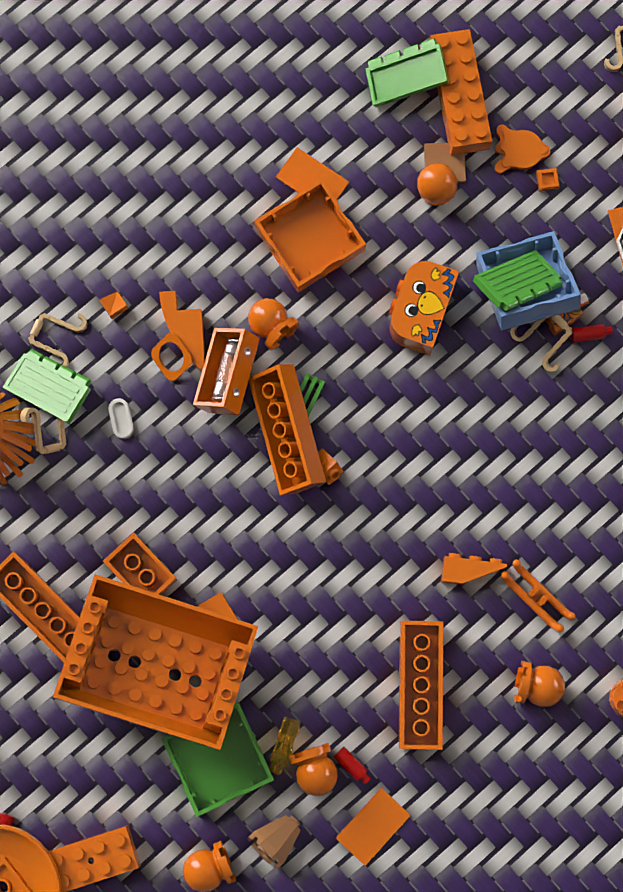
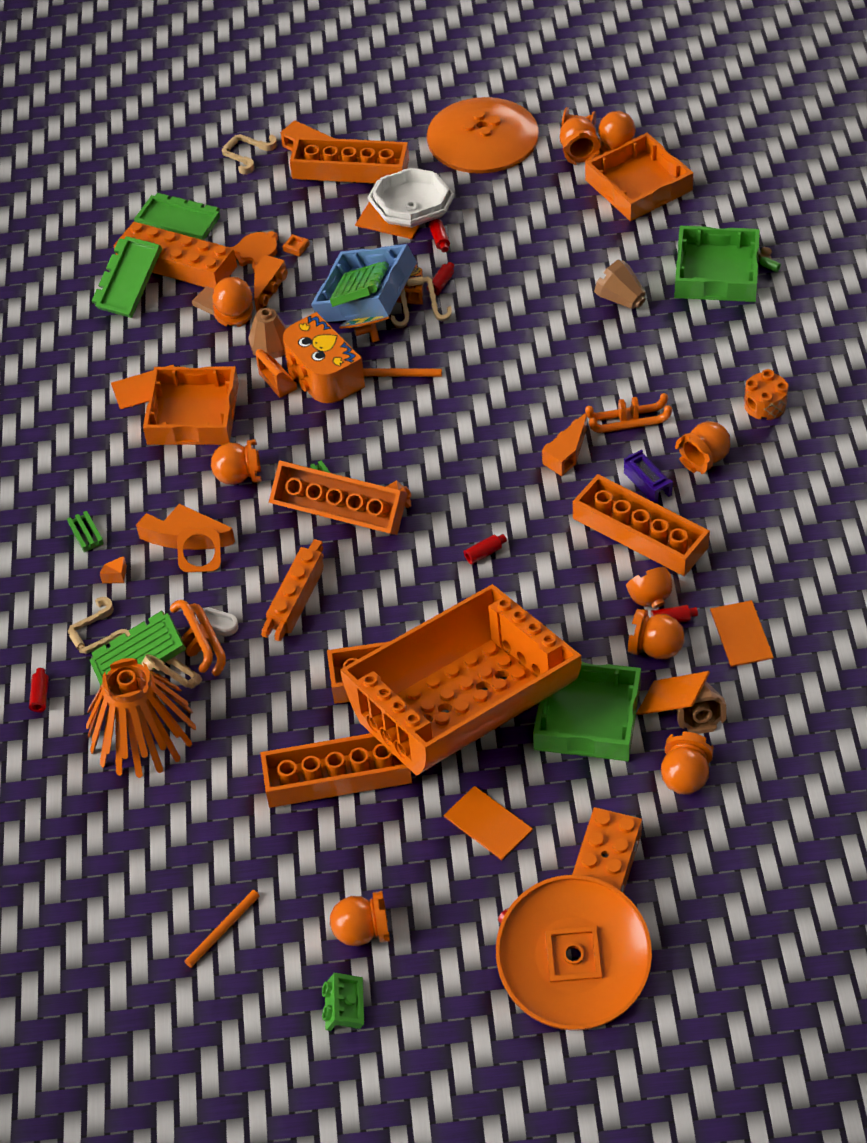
camera: 50 degrees left, 30 degrees down
(78, 748) = (488, 822): none -> orange window
(94, 421) = (199, 636): none -> orange piece
(138, 233) = (79, 520): none -> bright green tile
(181, 460) = (294, 591): none -> orange hinge
(226, 371) = (249, 511): orange piece -> none
(267, 819) = (673, 693): none -> orange window
(284, 745) = (611, 648): clear yellow hinge -> none
(322, 574) = (484, 548): none -> red cylinder
(361, 734) = (651, 588): none -> orange cylinder
(389, 277) = (274, 374): none -> orange tile
(425, 242) = (267, 333): none -> medium nougat cone
(462, 375) = (401, 372): none -> orange bar
(479, 655) = (646, 476): none -> dark purple window
(483, 311) = (367, 325): none -> orange shield
(491, 186) = (268, 277): none -> orange slope
(512, 53) = (178, 215): none -> bright green hinge

